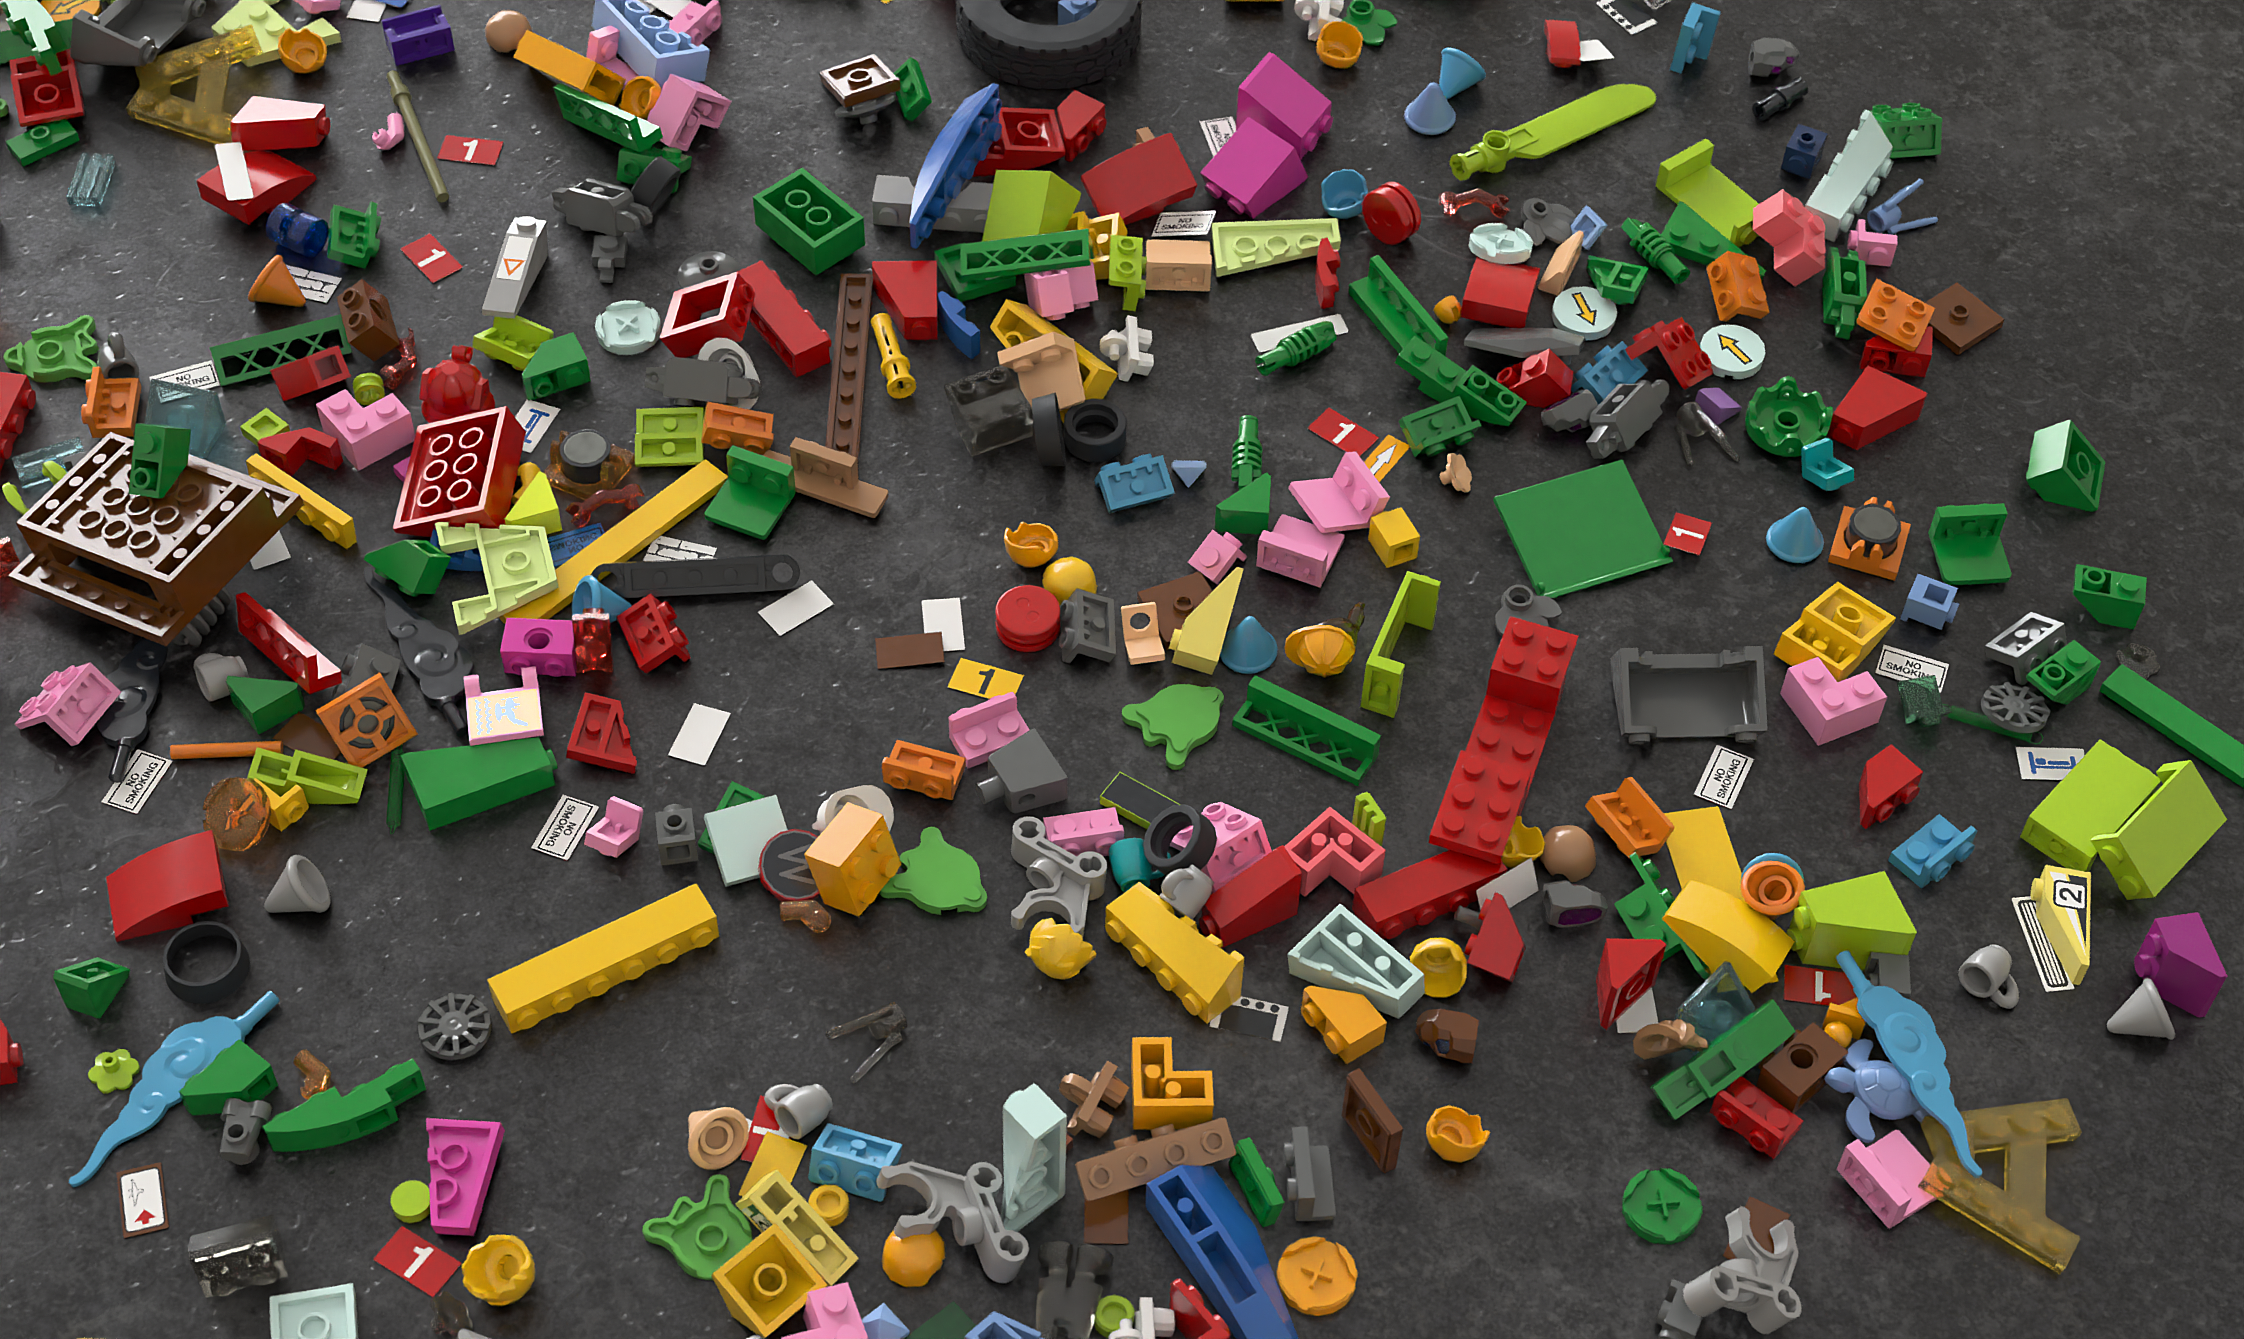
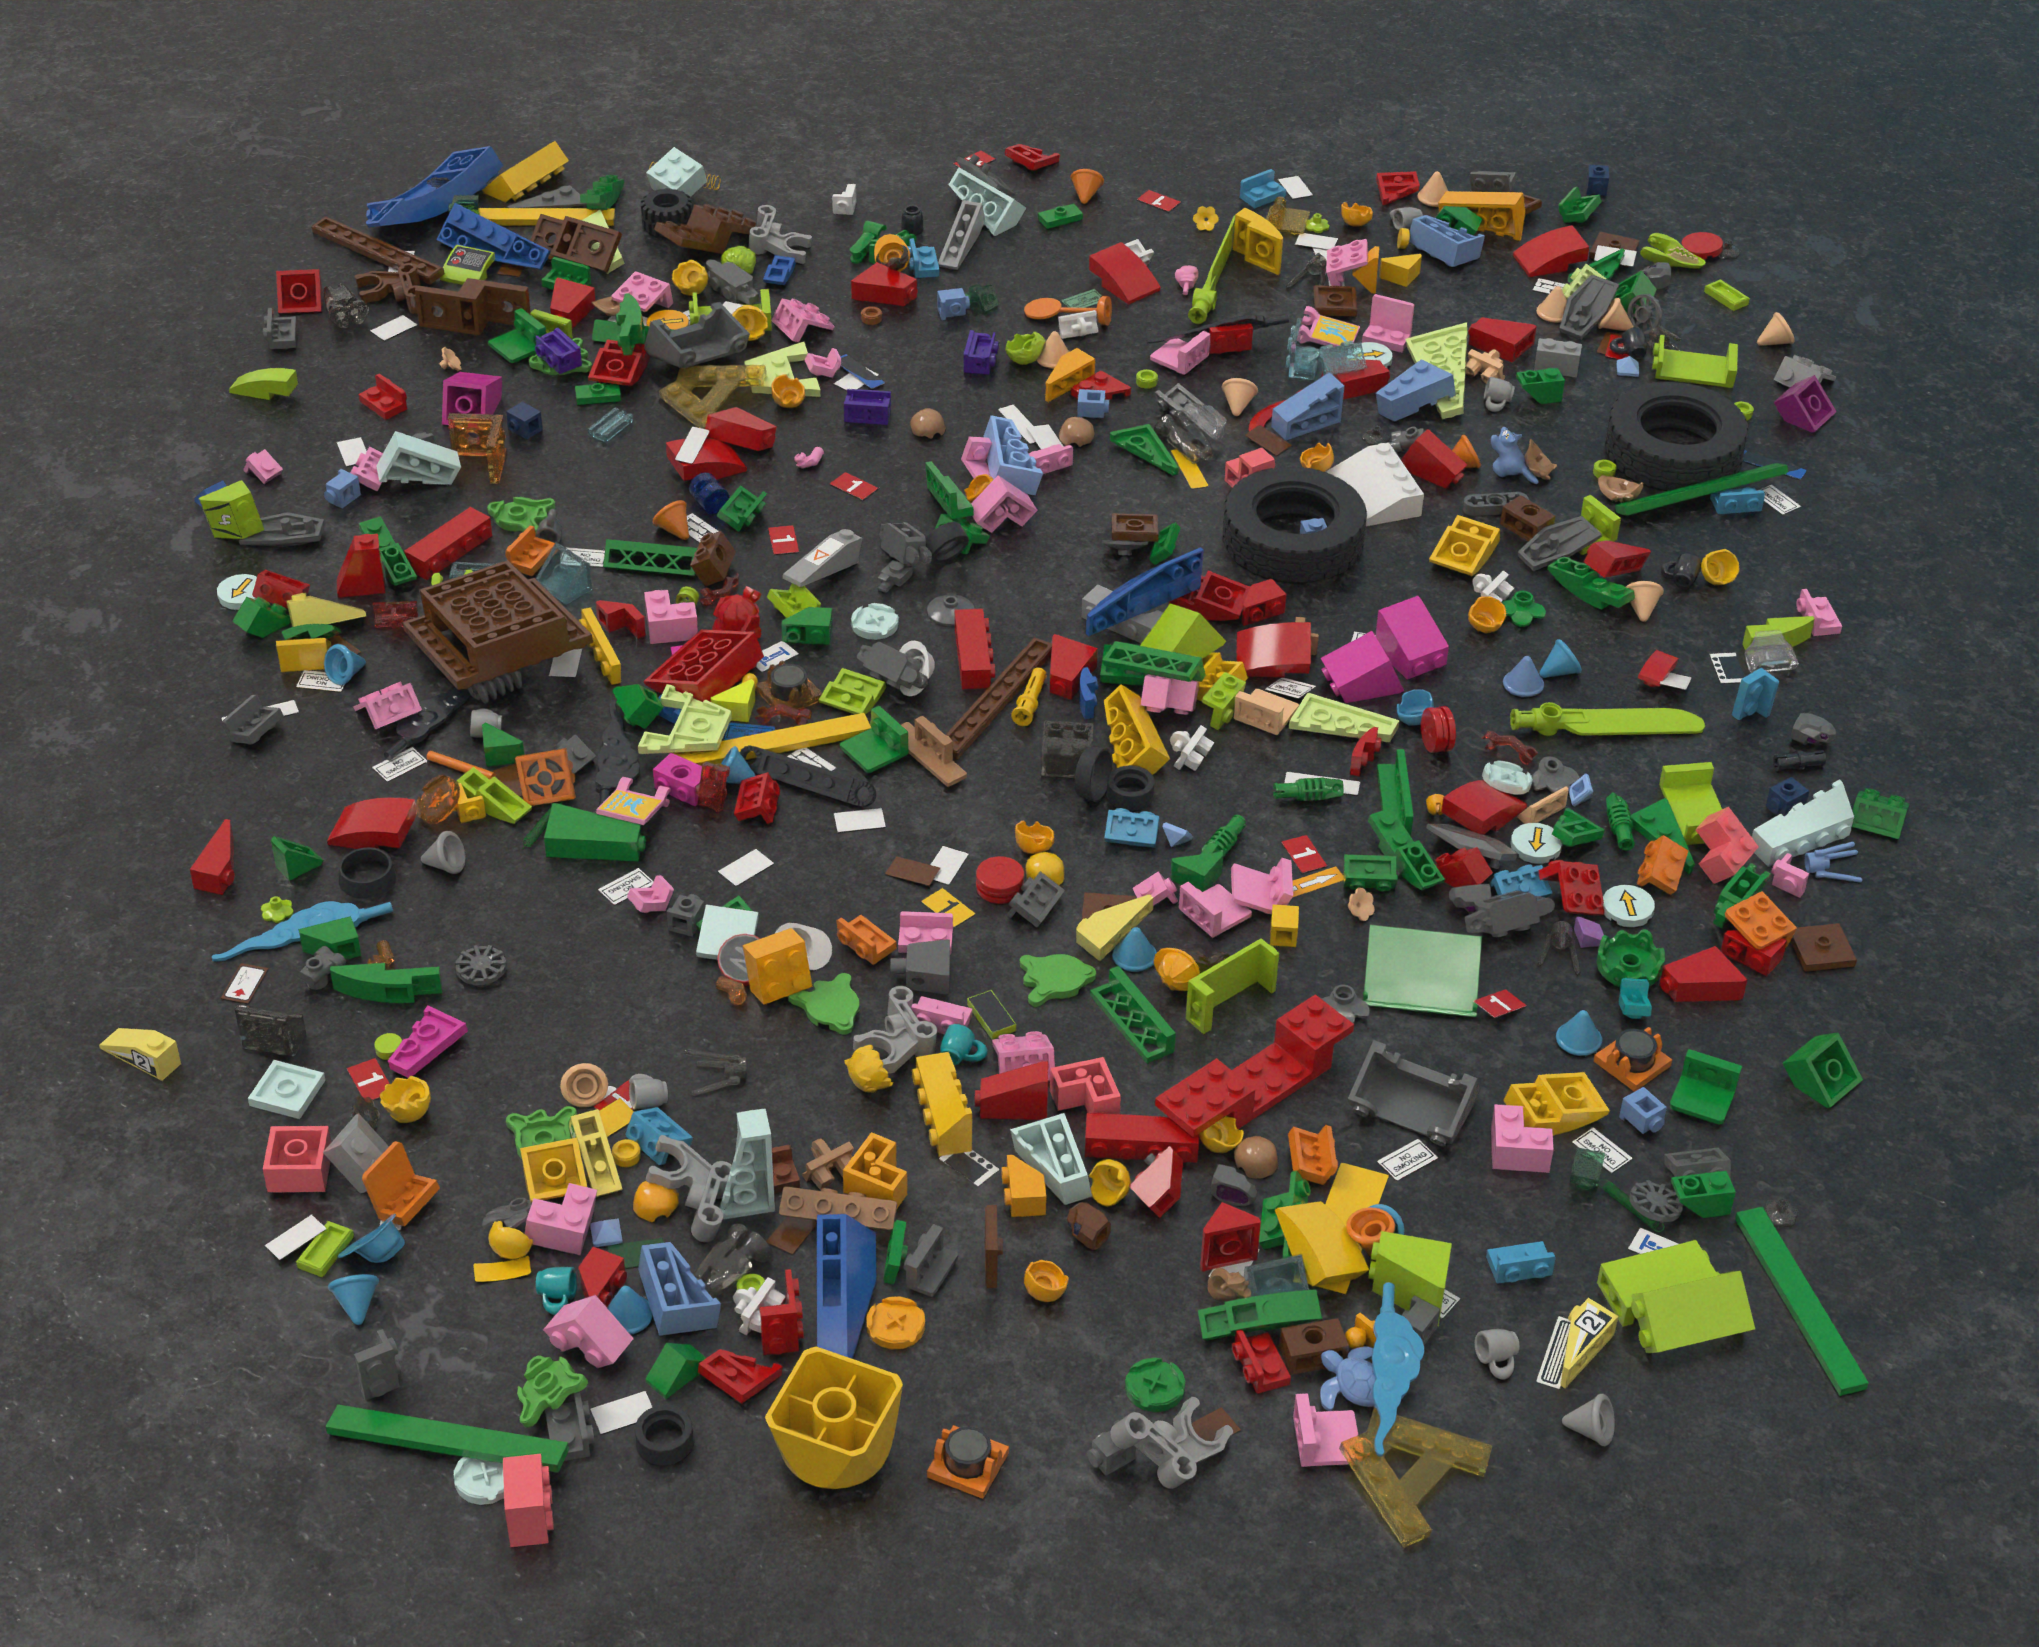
camera: 30 degrees right, 10 degrees down
(157, 458) = (517, 579): green slope -> none
(263, 425) = (611, 594): lime plate -> none
(285, 646) = (530, 719): red fence -> none
(310, 373) = (657, 575): red slope -> none
(402, 98) = (831, 441): olive bar -> none
(569, 67) = (946, 456): light orange slope -> none
(601, 735) = (683, 842): red wing -> none
(603, 958) = (592, 962): yellow brick -> none
(684, 331) = (924, 626): red window -> none
(737, 427) = (895, 701): orange bracket -> none
(809, 221) = (1033, 597): green brick -> none
(1047, 367) = (1119, 733): light nougat bracket -> none
(1145, 643) = (1064, 923): light nougat bracket -> none
(1167, 826) = (989, 1037): black tyre -> none
(1186, 890) = (970, 1067): light grey piece -> none
(1364, 809) = (1124, 1080): lime tile -> none
(1513, 885) = (1199, 1158): white sticker -> none
(1816, 986) = (1365, 1303): red sticker -> none
(1885, 784) = (1515, 1207): red slope -> none
(2110, 595) = (1785, 1158): green slope -> none
(2182, 962) = (1637, 1394): magenta slope -> none

